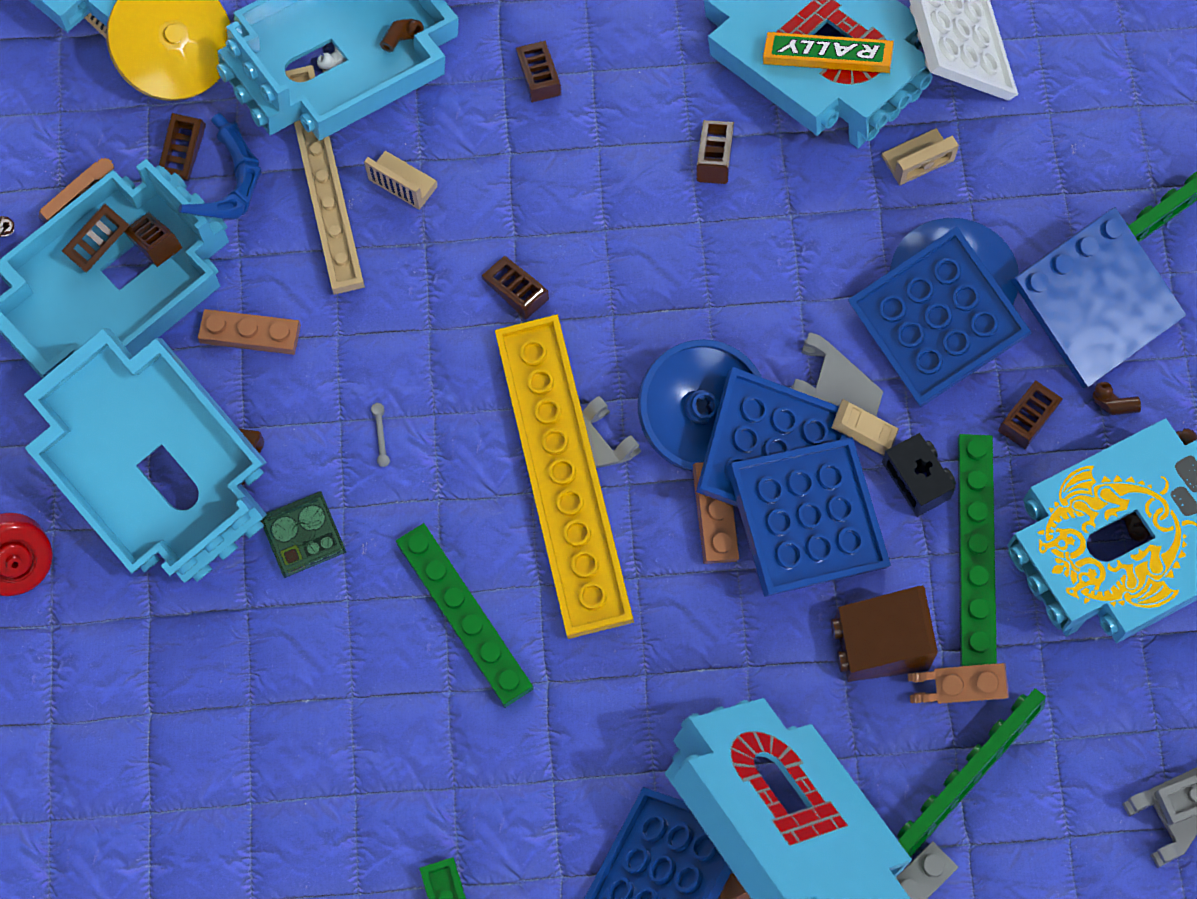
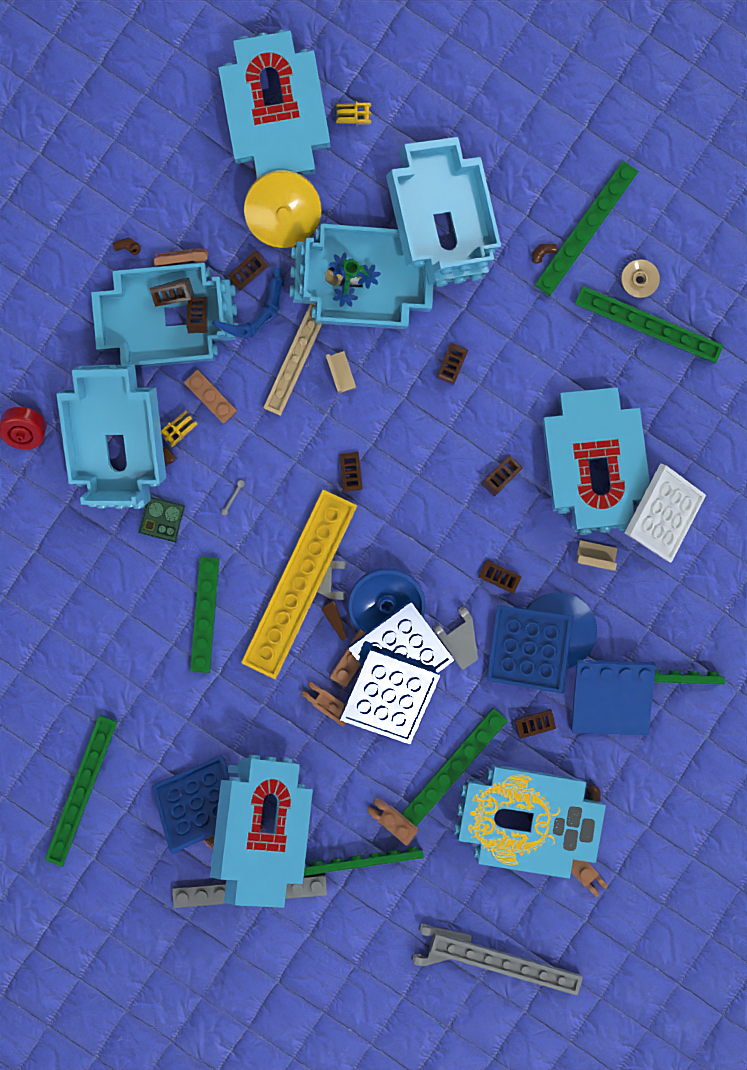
camera: 35 degrees right, 20 degrees up
(237, 394) = (177, 429): none -> yellow arm
(316, 20) = (351, 269): none -> blue plant
(399, 31) = (399, 292): reddish brown arm -> none
(644, 479) = (332, 614): none -> reddish brown slope
(732, 600) = (325, 703): none -> nougat hinge
(818, 258) = (517, 578): none -> reddish brown slope
(828, 52) = (589, 478): tile -> none
(864, 427) = (453, 672): tan tile -> none
(885, 635) = (378, 775): reddish brown slope -> none
(919, 491) = (452, 722): black brick -> none
(1113, 404) = (576, 748): reddish brown arm -> none

